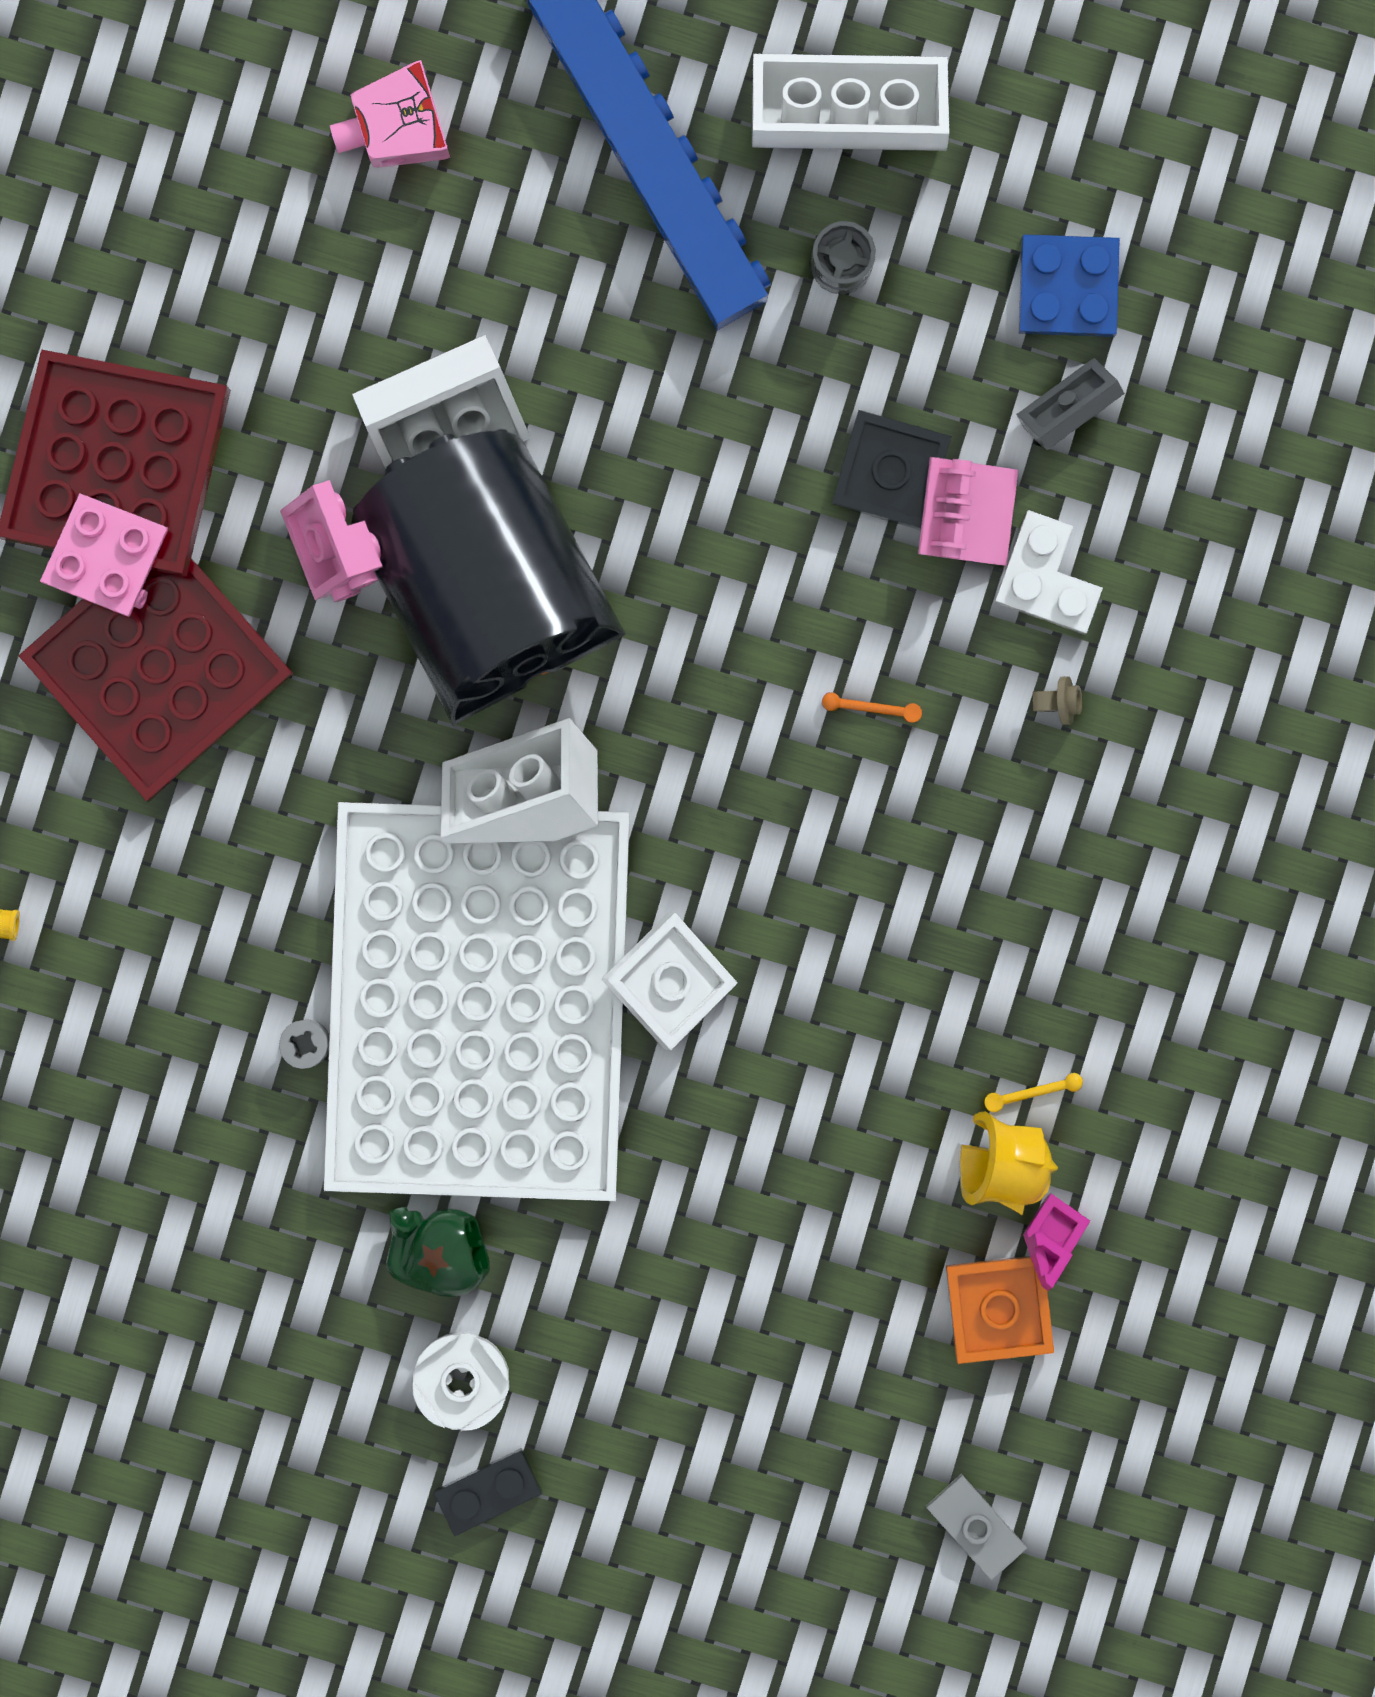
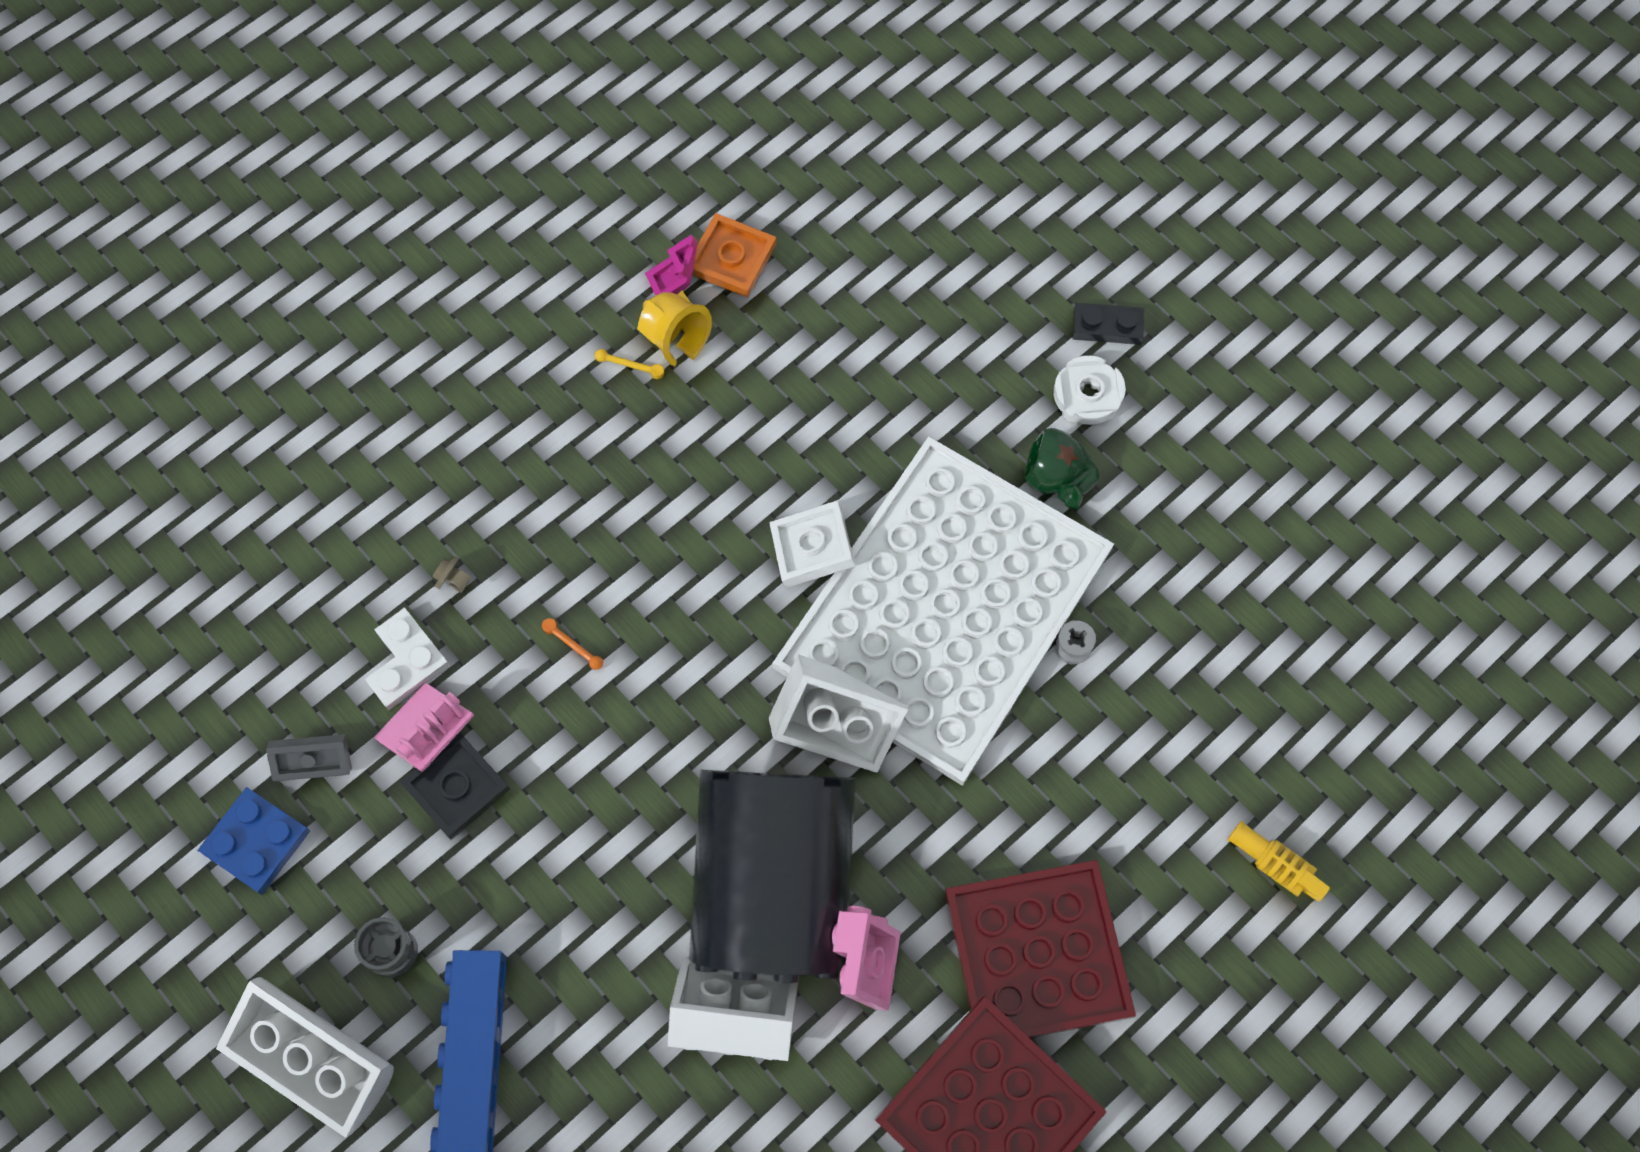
camera: 145 degrees left, 20 degrees down
(104, 555) = (1035, 1044): bright pink hinge -> none
(976, 1526) = (823, 154): light grey plate -> none

